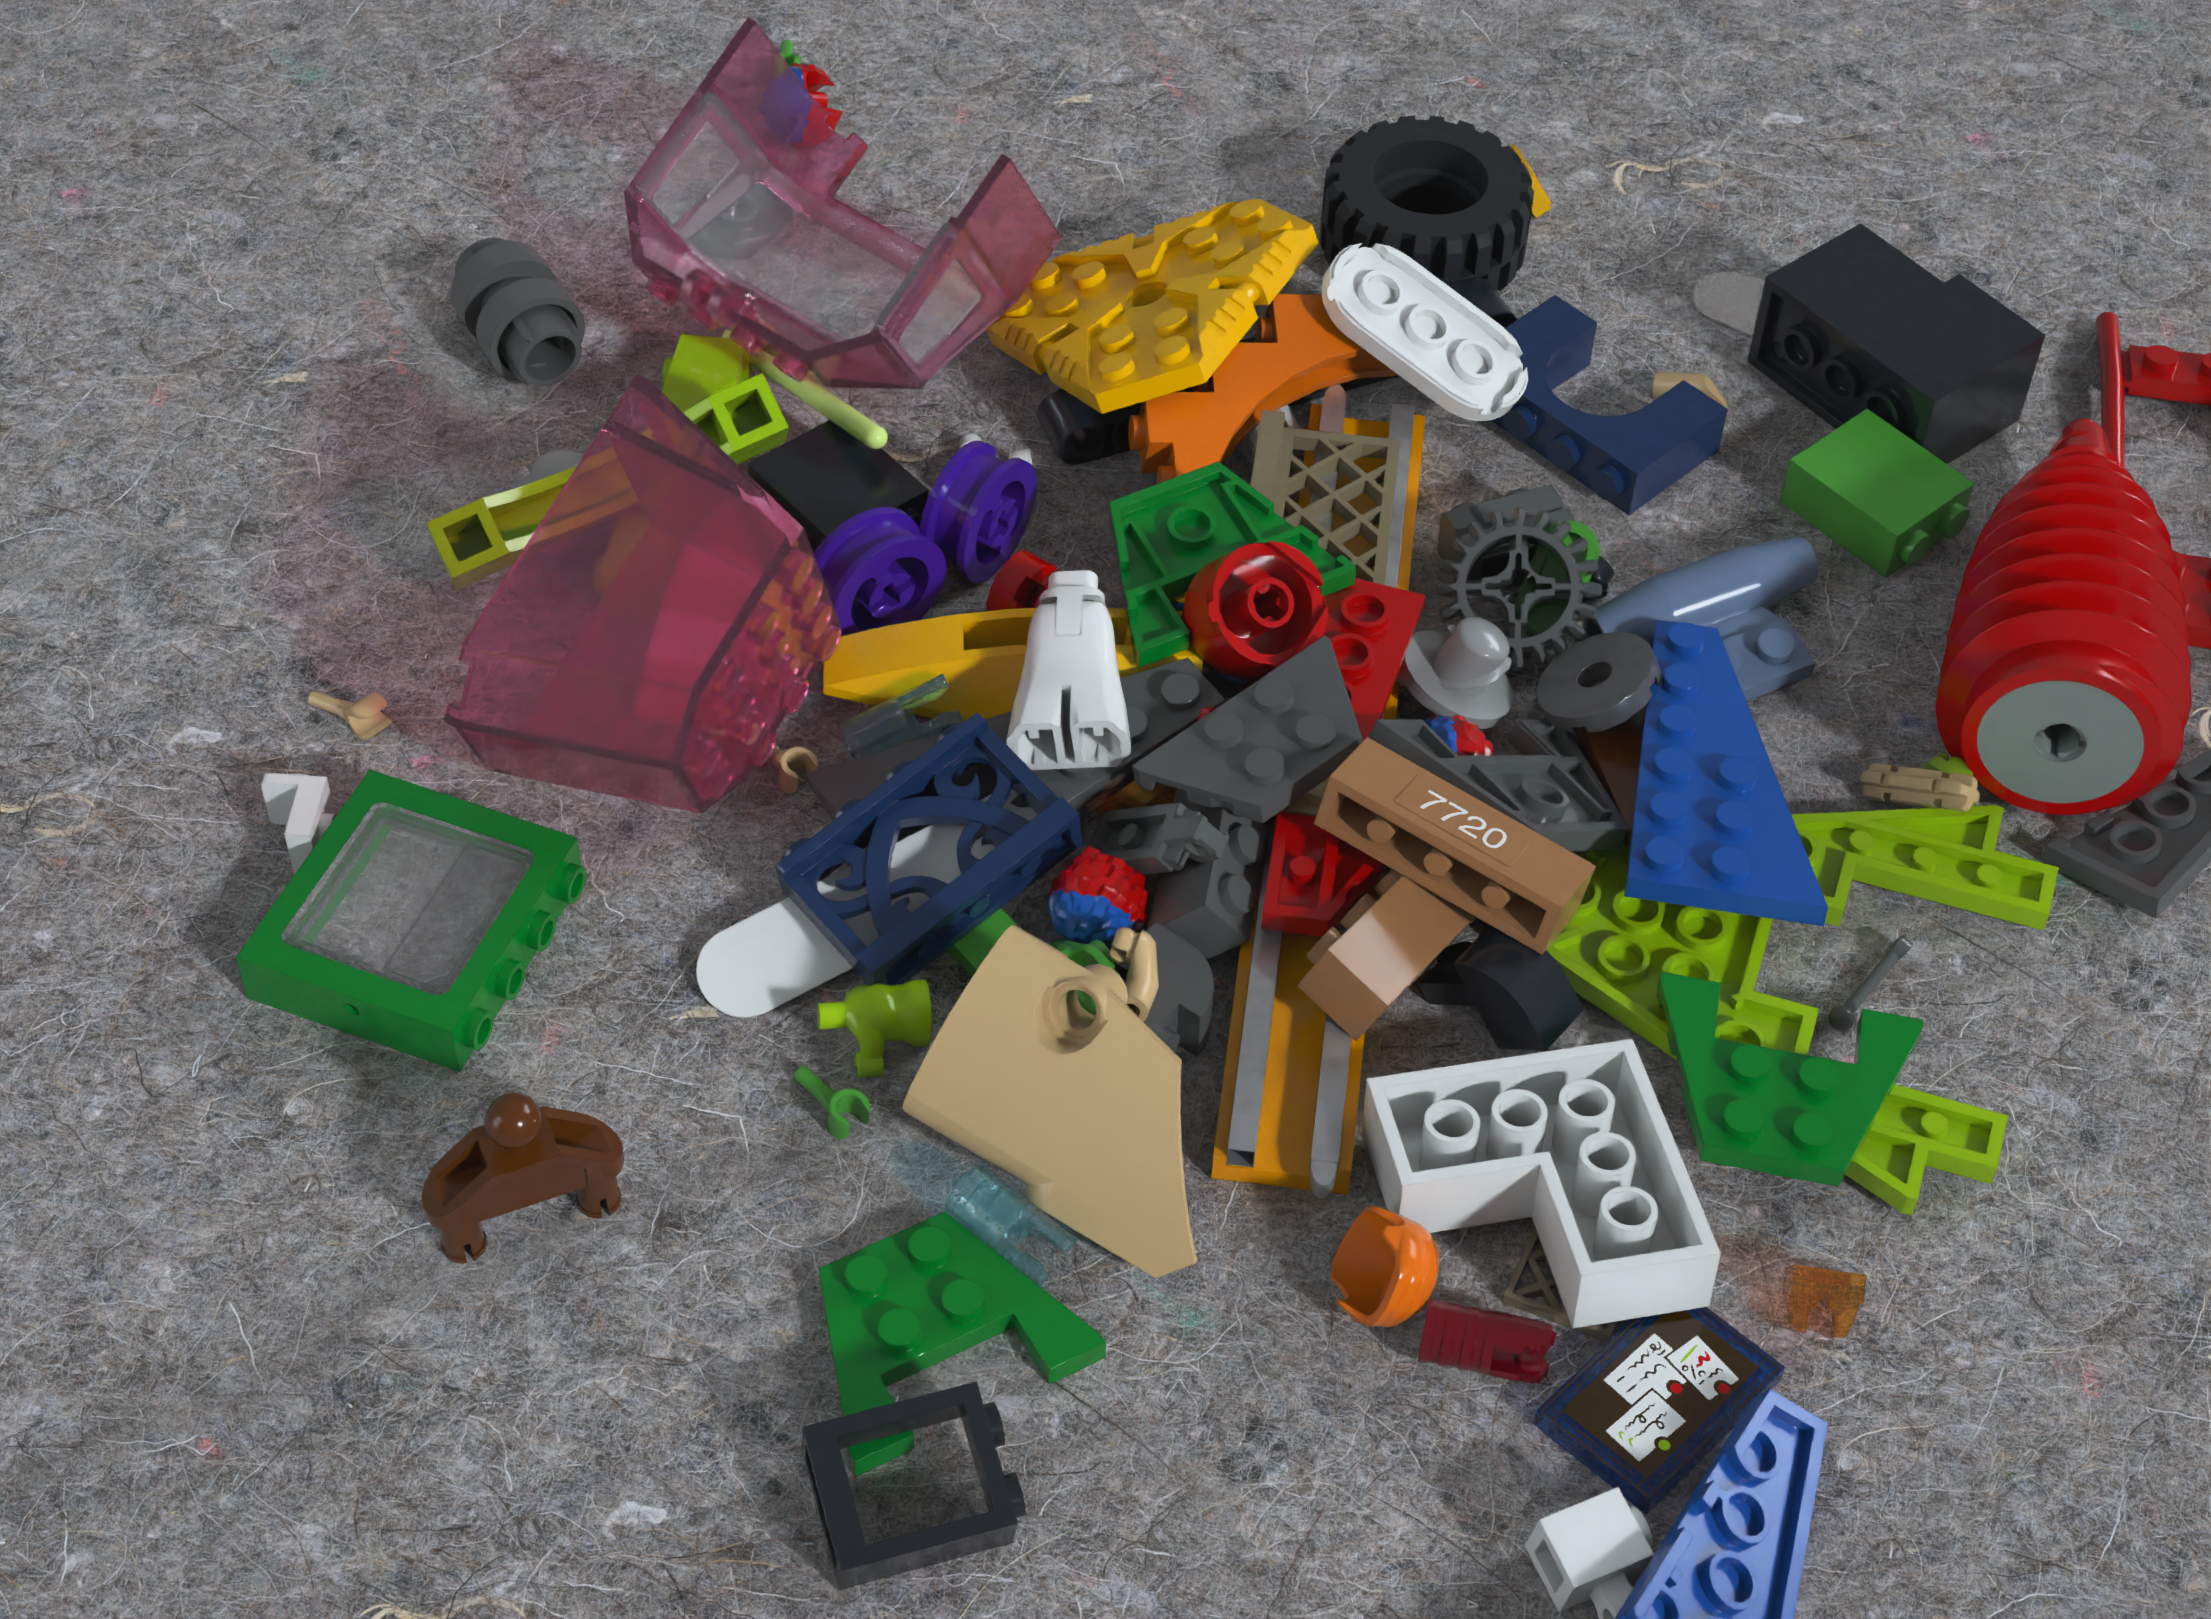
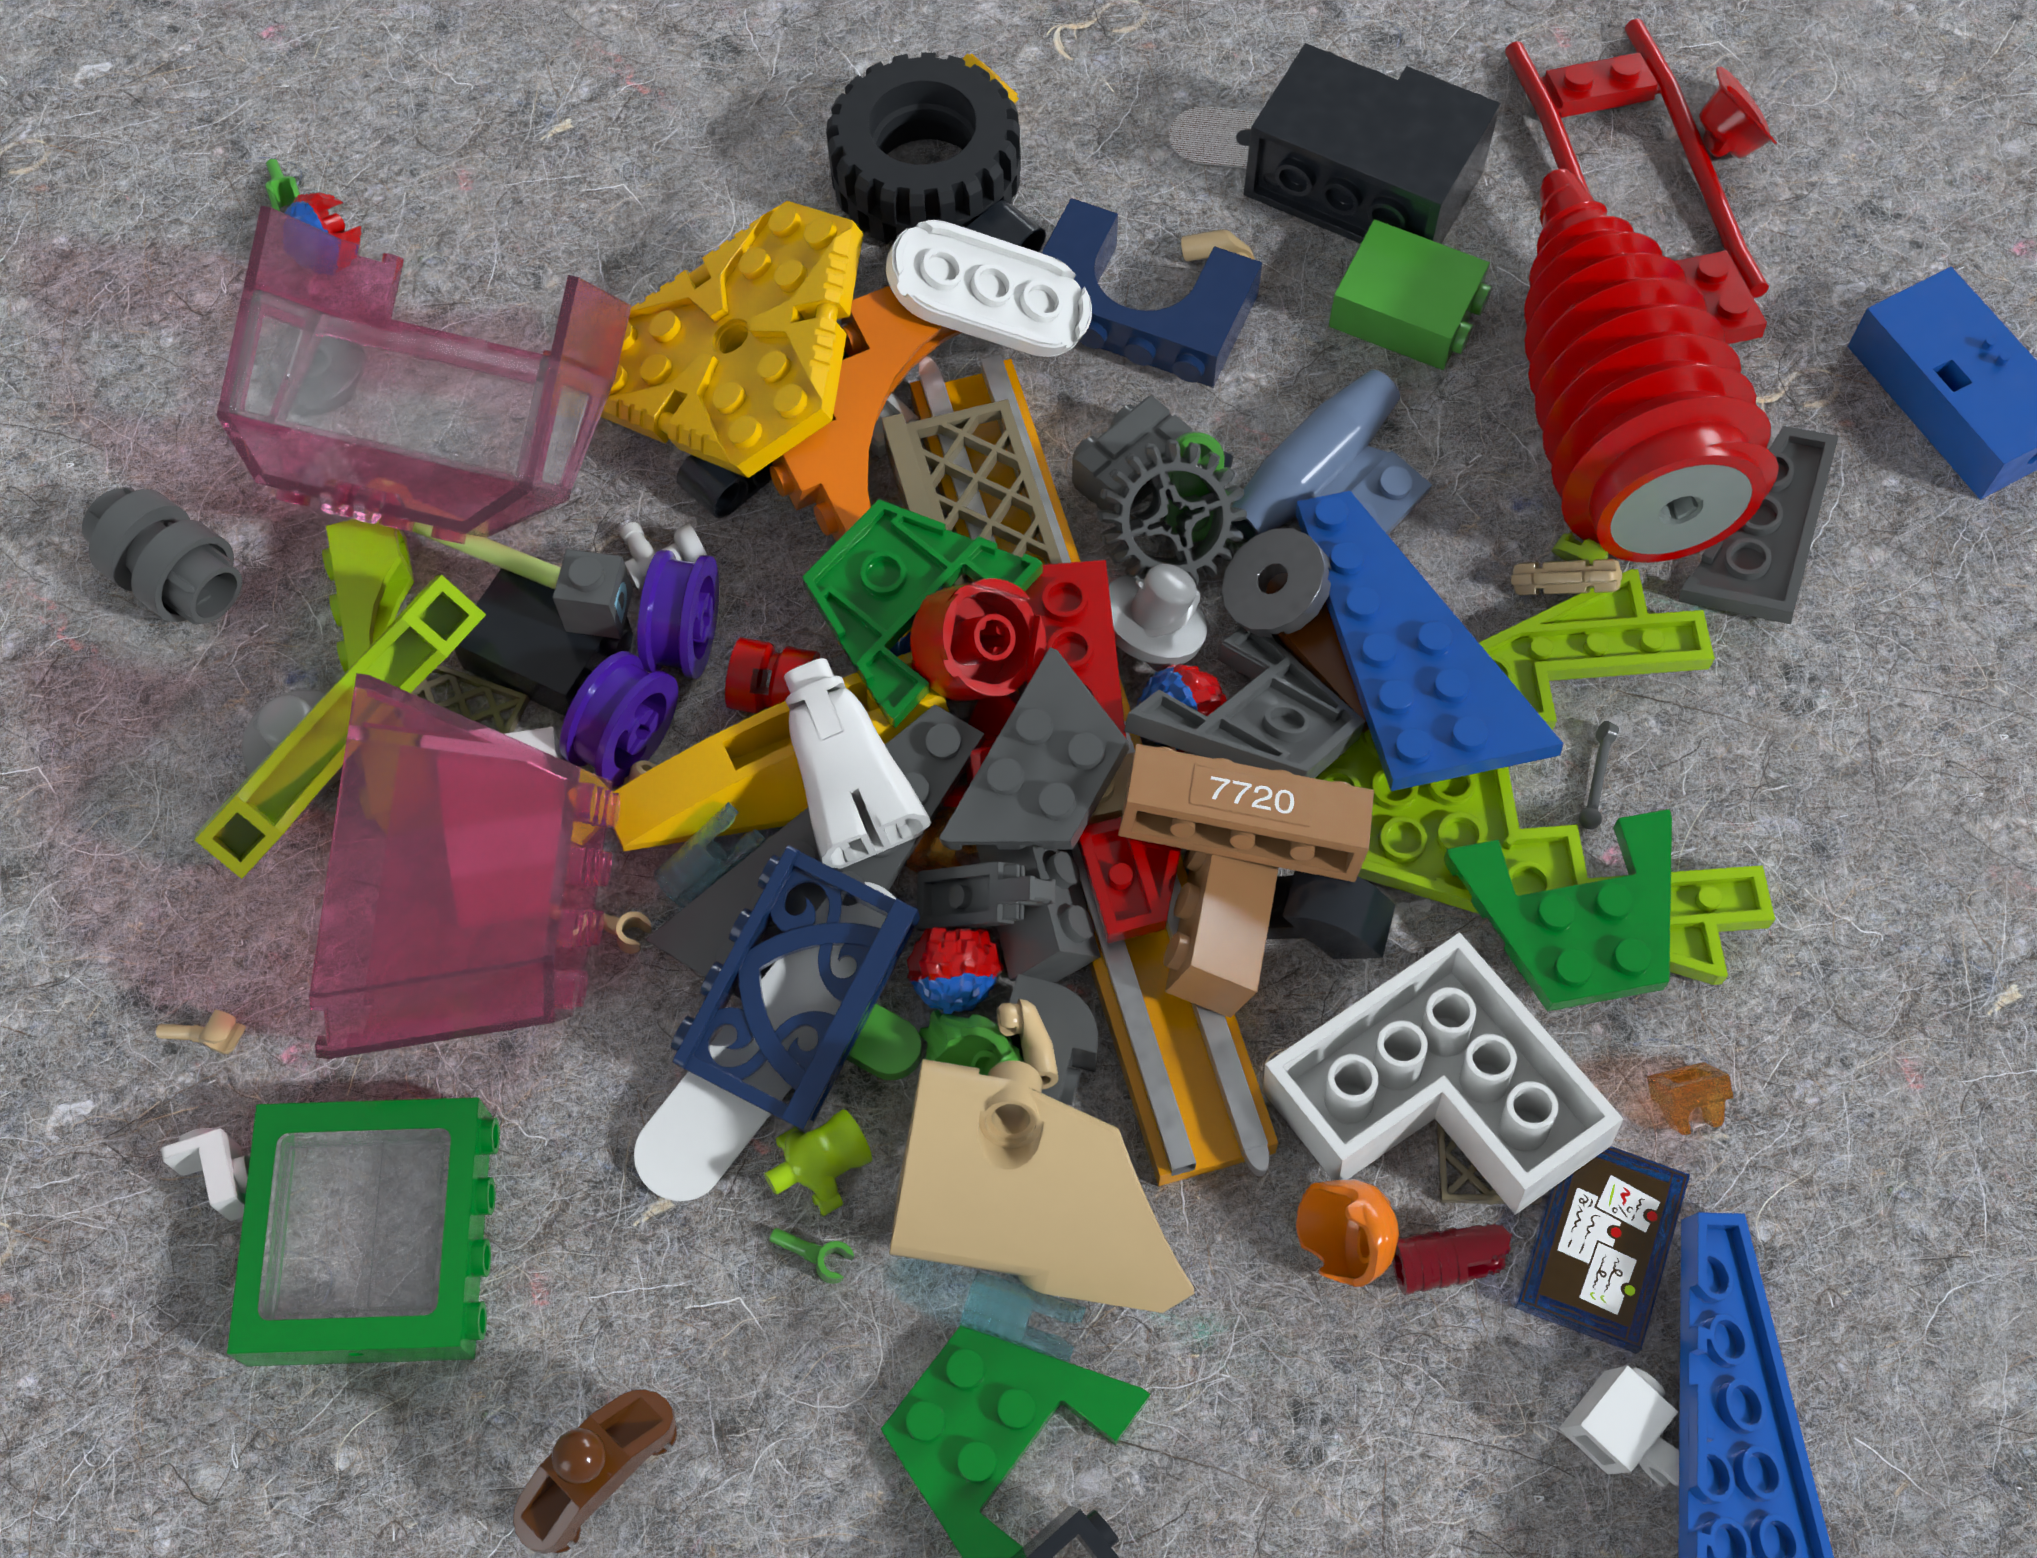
camera: 20 degrees left, 15 degrees up
(901, 458) = (593, 593): none -> dark grey brick

